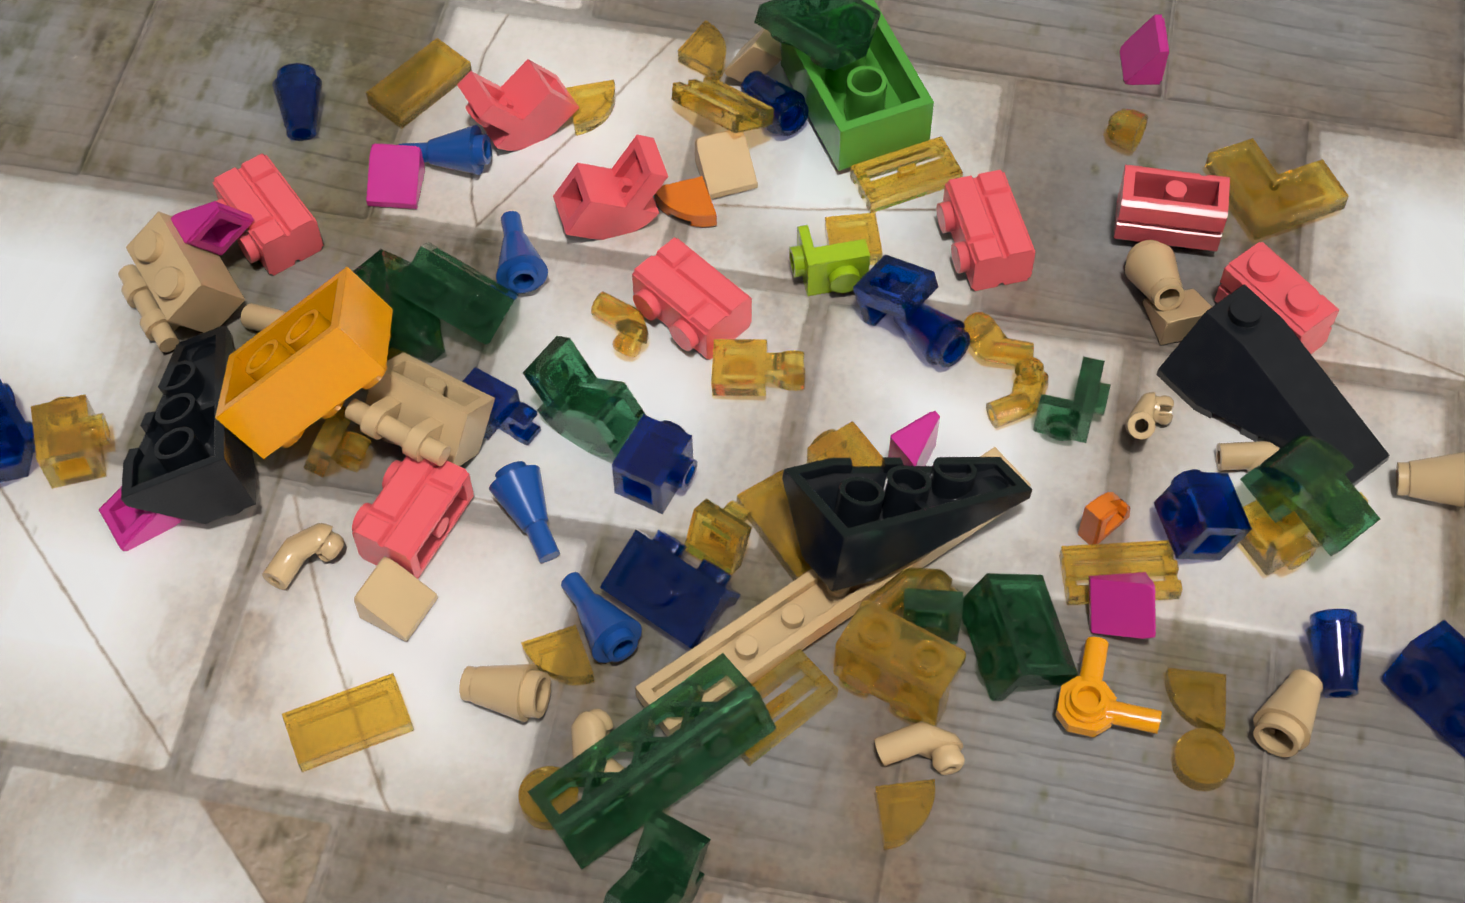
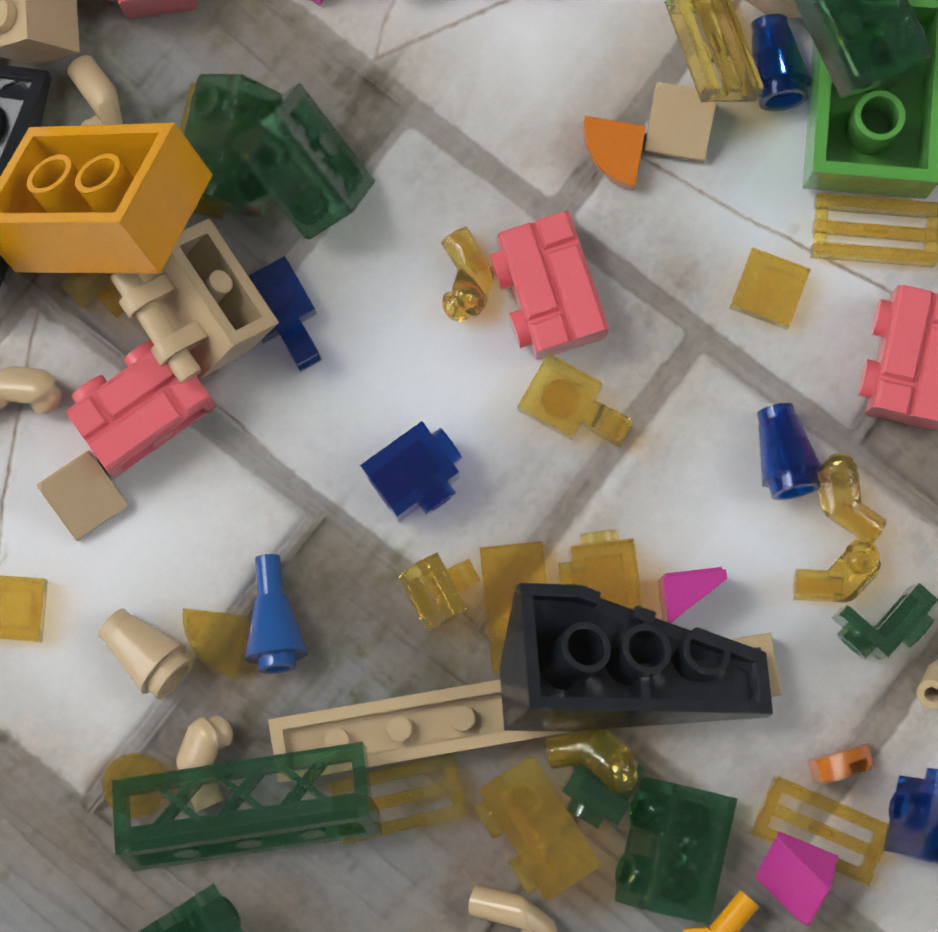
camera: 25 degrees right, 25 degrees up
(519, 262) = (392, 143): blue cone -> none
(521, 494) = (260, 446): blue cone -> none
(580, 406) = (373, 367): clear green brick -> none
(613, 201) = (530, 111): coral brick -> none
(668, 587) = (360, 620): clear blue bracket -> none
(828, 266) = (728, 327): lime bracket -> none
(893, 289) = (768, 393): clear blue bracket -> none

